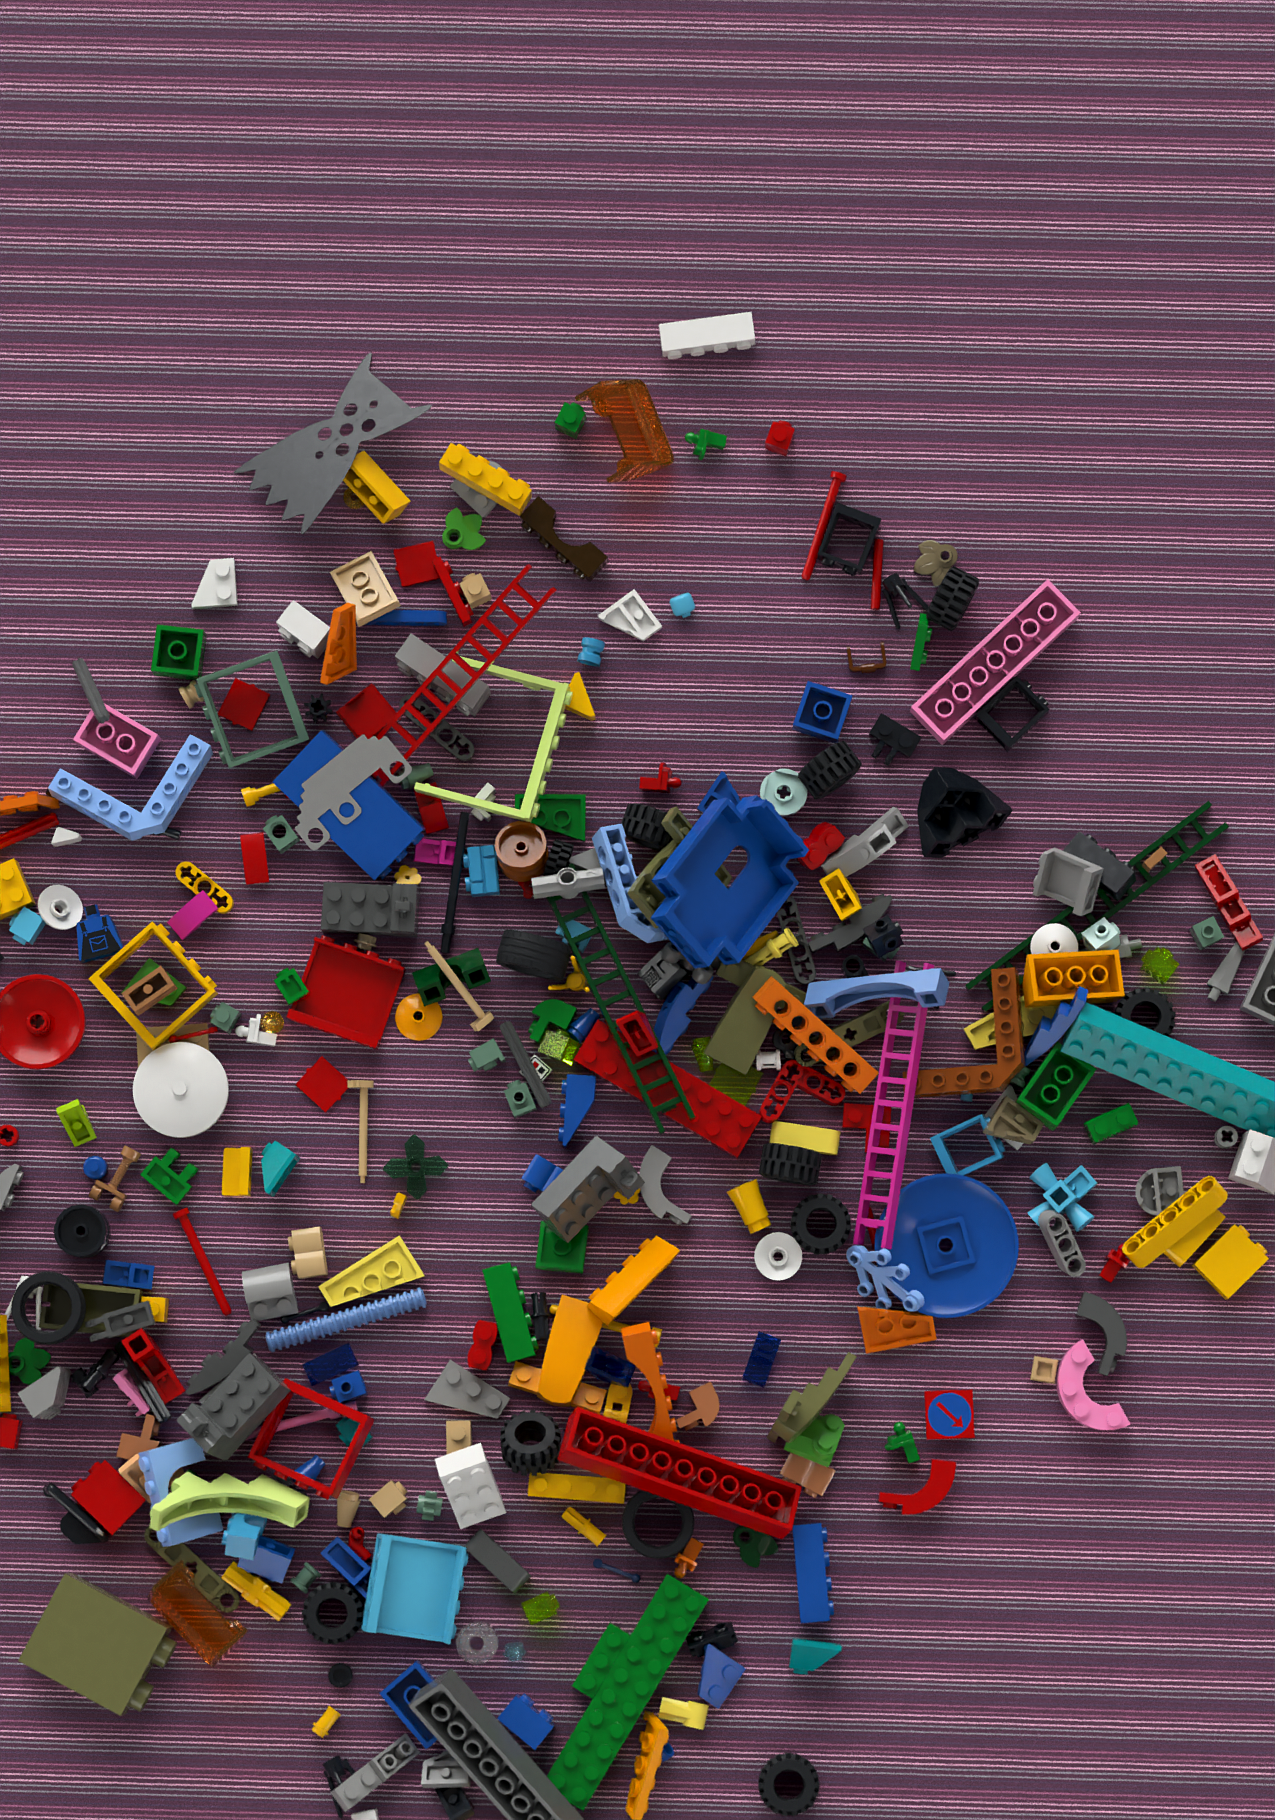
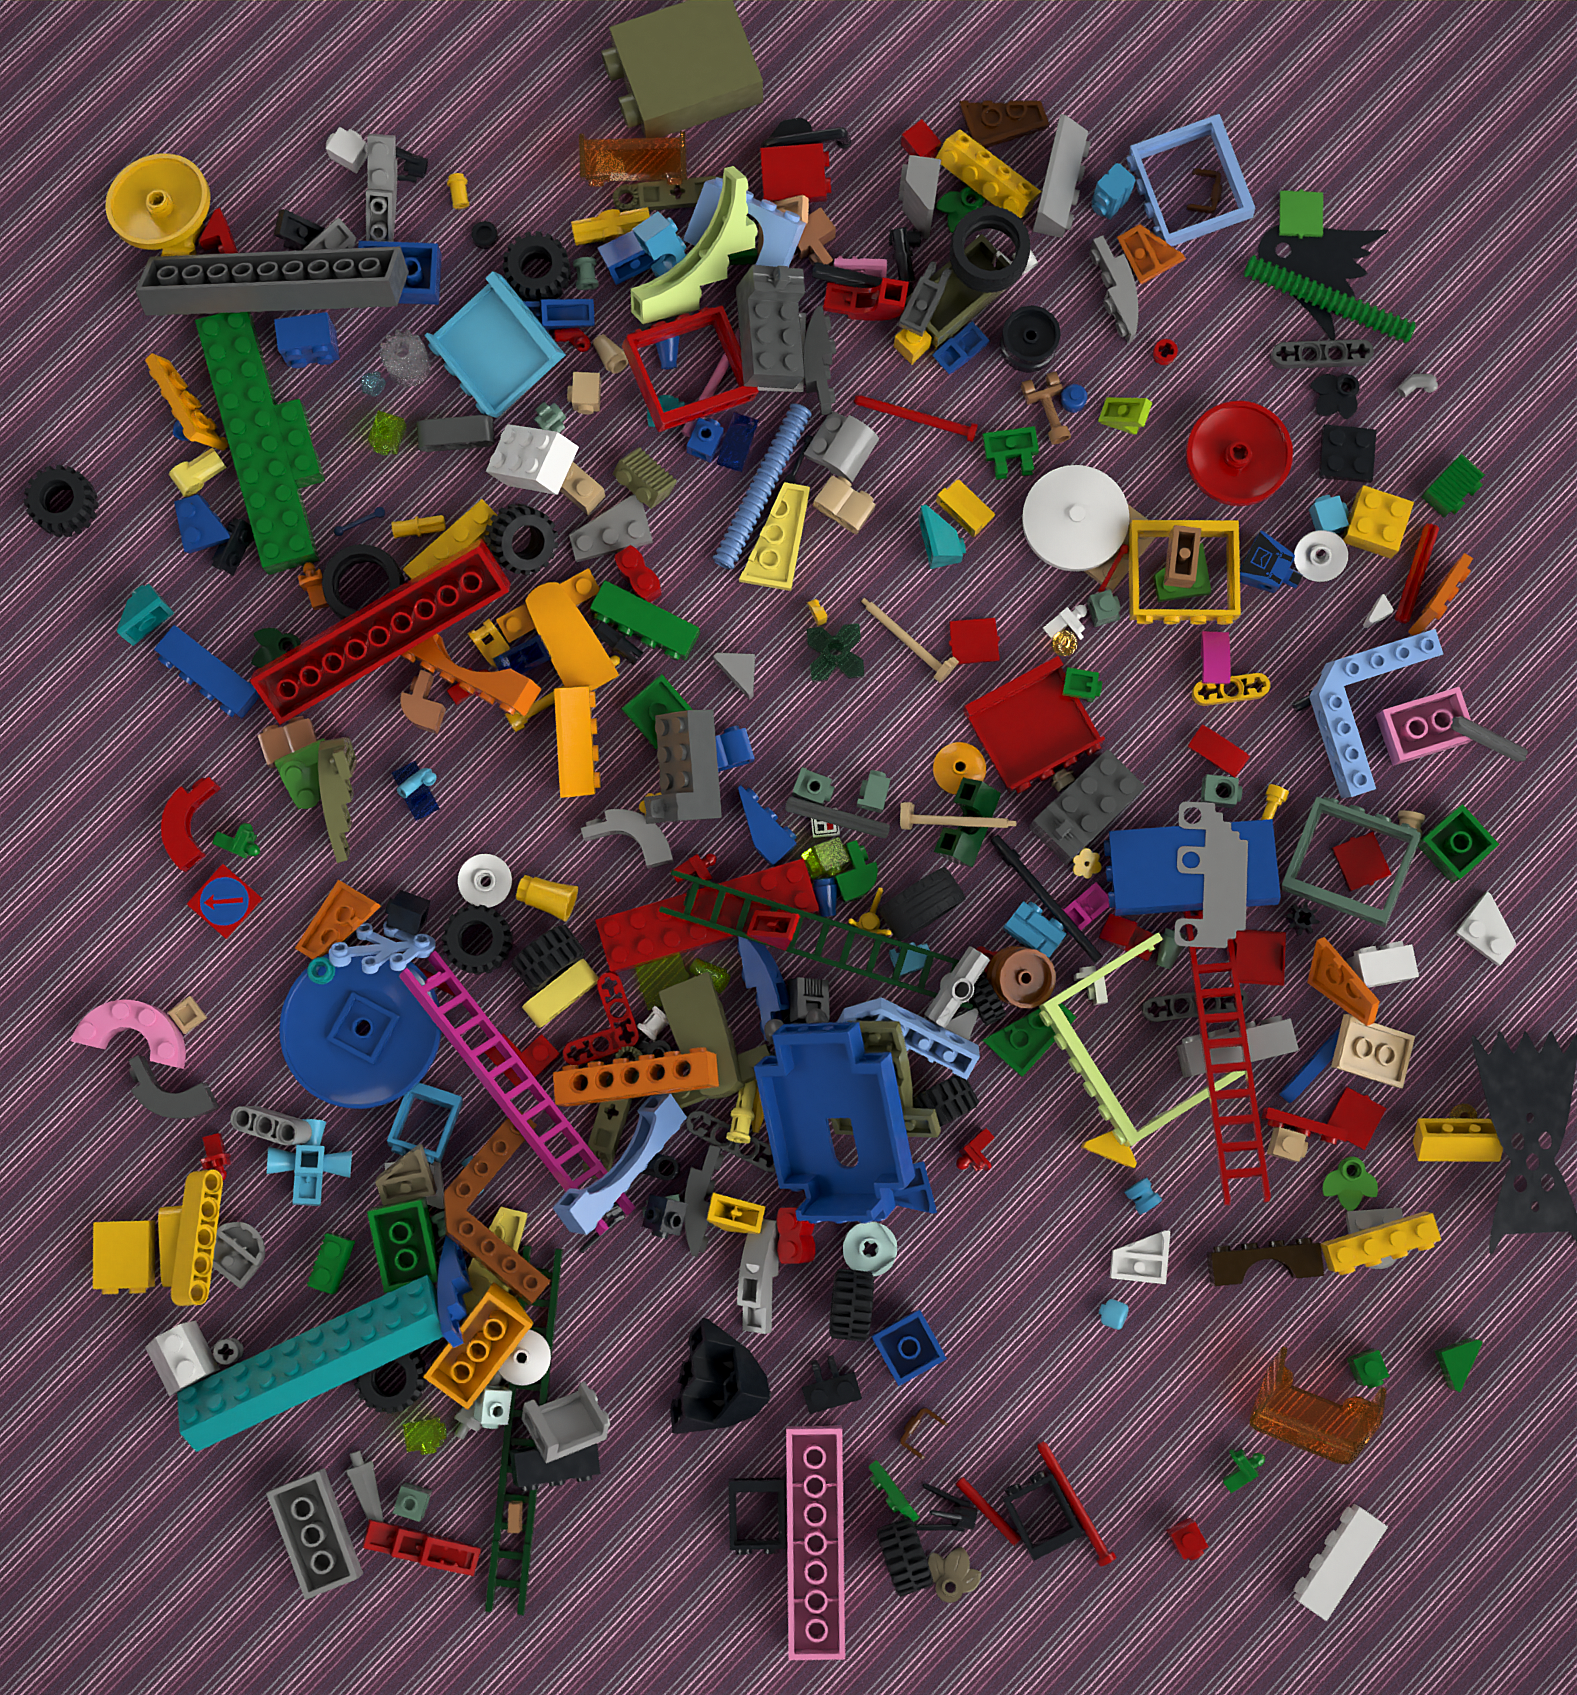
camera: 125 degrees right, 0 degrees up
(413, 1402) = (644, 477): none -> olive brick
(485, 1218) = (739, 669): none -> light grey slope
(515, 369) = (1457, 1361): none -> green slope
(640, 1126) = (698, 866): none -> red piece
(755, 1363) = (415, 781): none -> medium azure arm
(845, 1286) = (407, 912): none -> black brick
(942, 1304) = (313, 968): none -> teal plate

